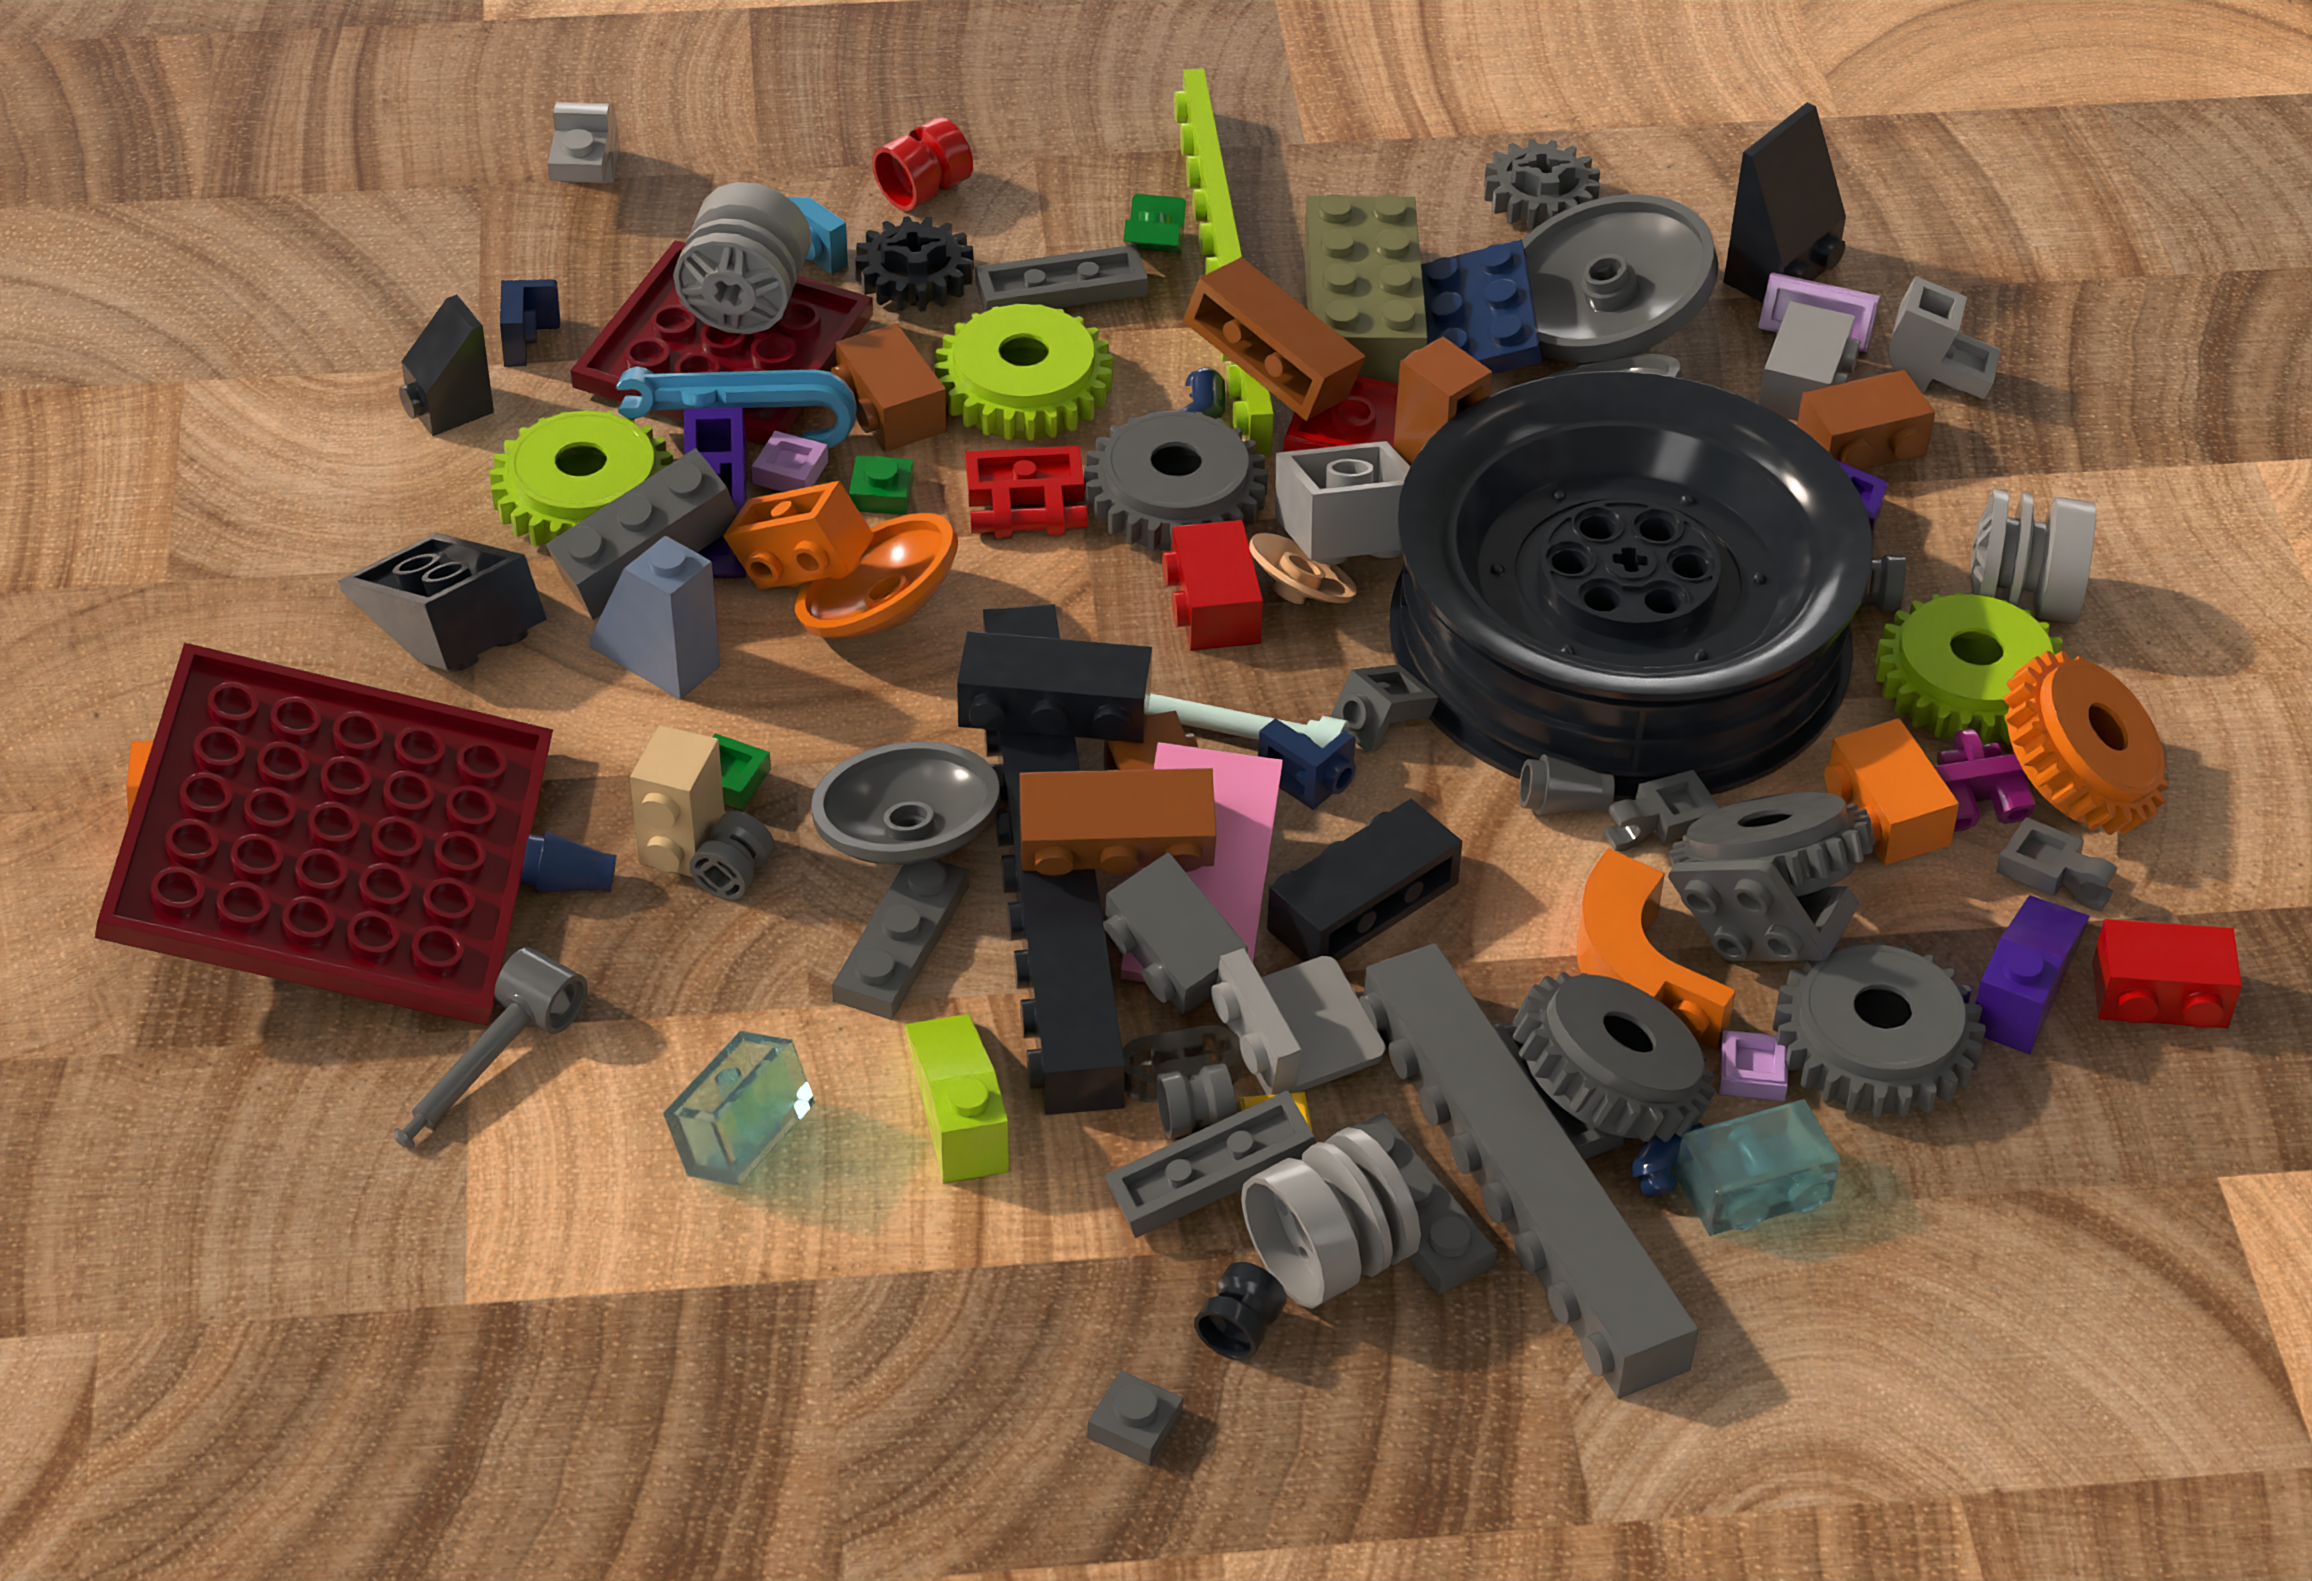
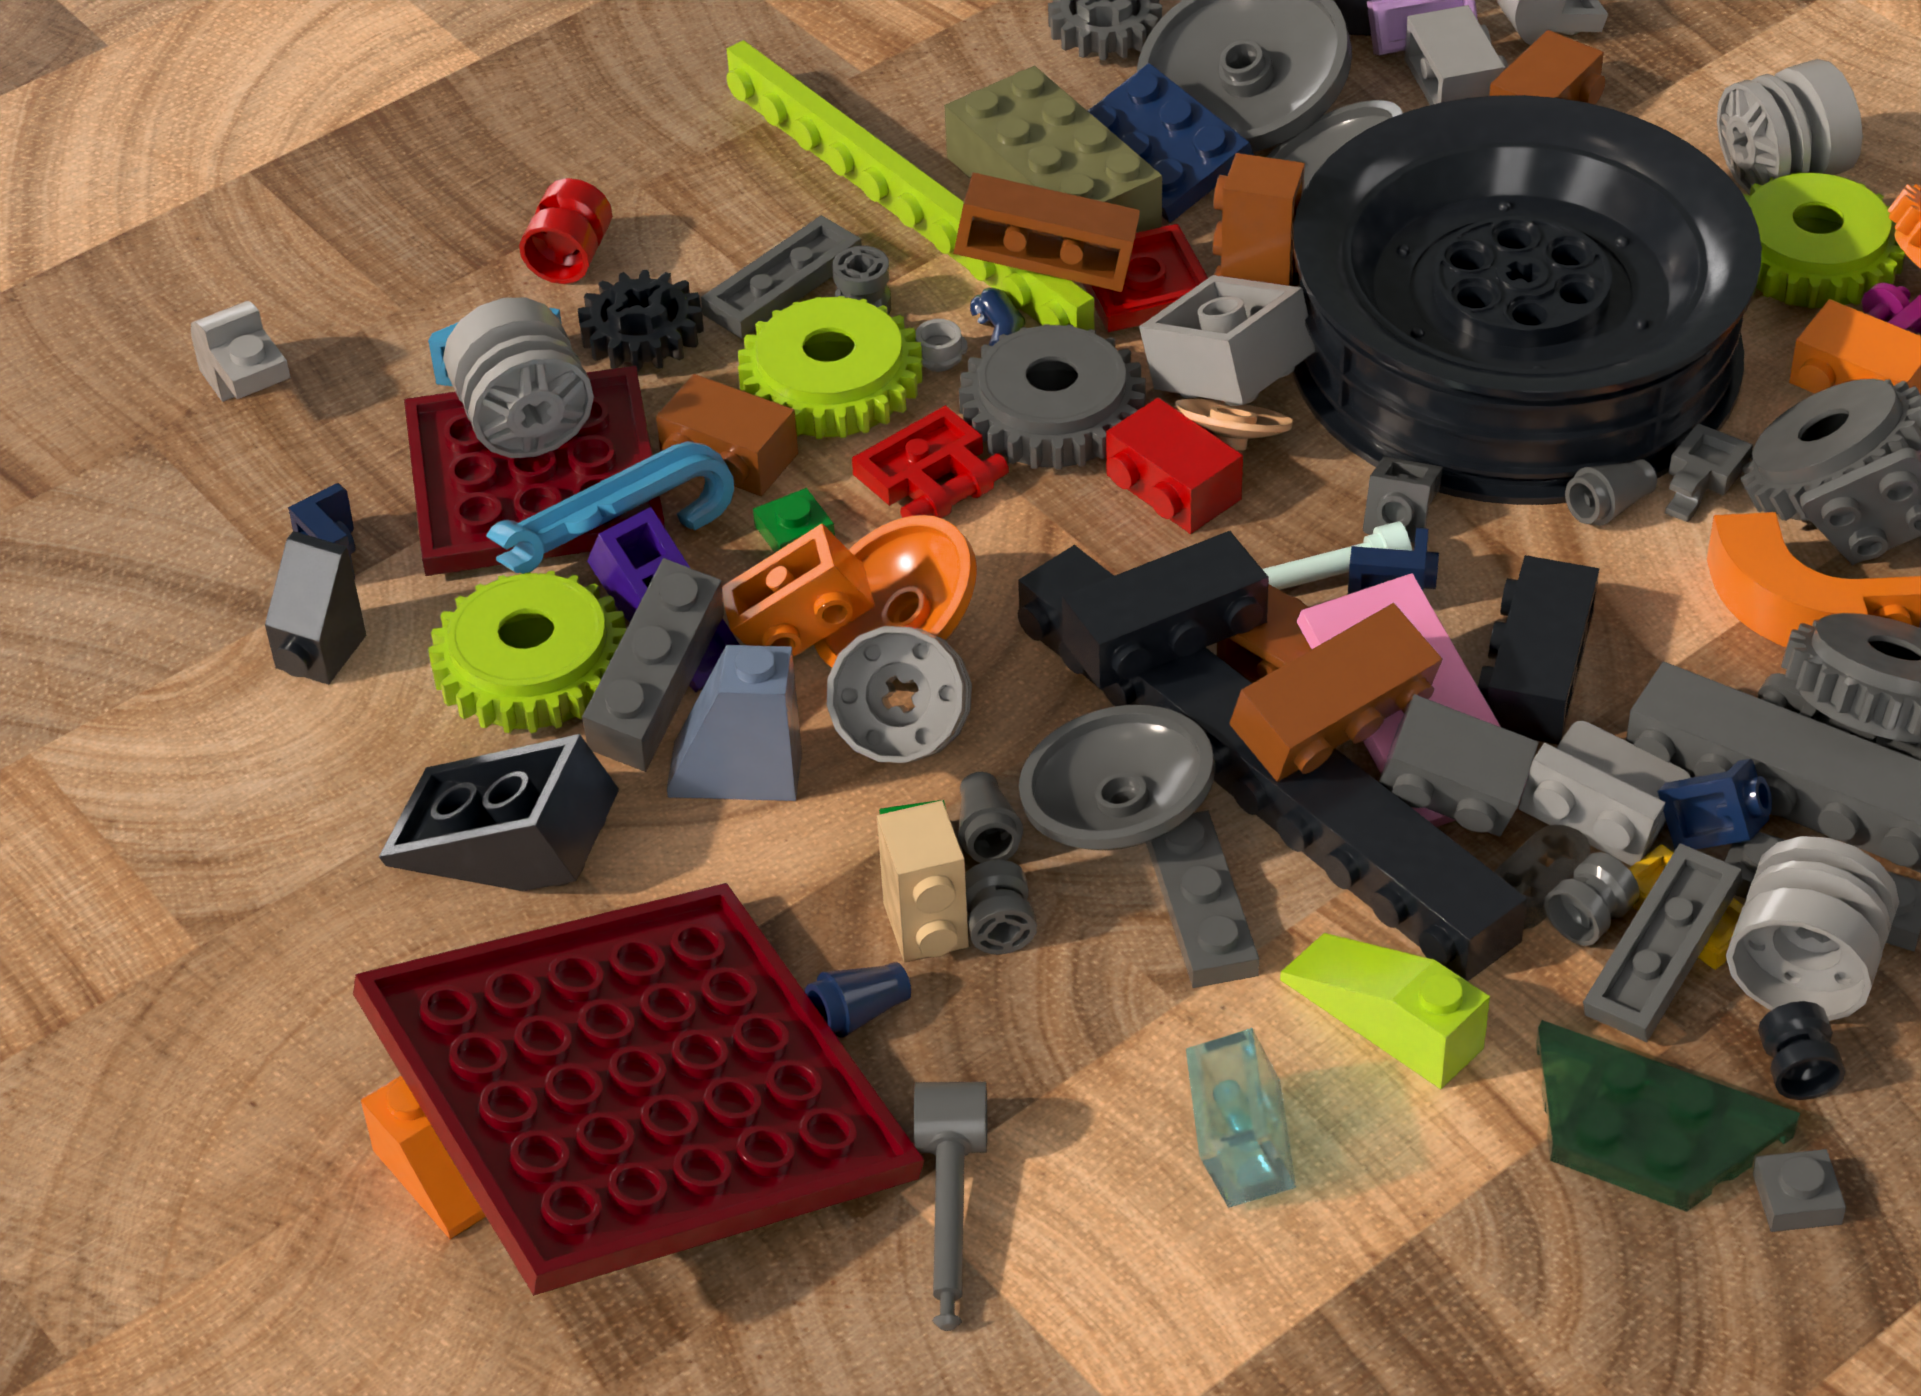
camera: 30 degrees left, 0 degrees up
(787, 790) = (987, 821): none -> dark grey cone
(789, 462) = (704, 541): lavender plate -> none
(791, 648) = (863, 683): none -> light grey wheel
(1071, 1297) = (1649, 1121): none -> clear green wing
(1114, 311) = (863, 274): none -> dark grey wheel
(1131, 395) = (940, 344): none -> light grey plate
(1156, 223) = (819, 190): green bracket -> none
(1369, 1084) = (1717, 807): none -> dark blue bracket

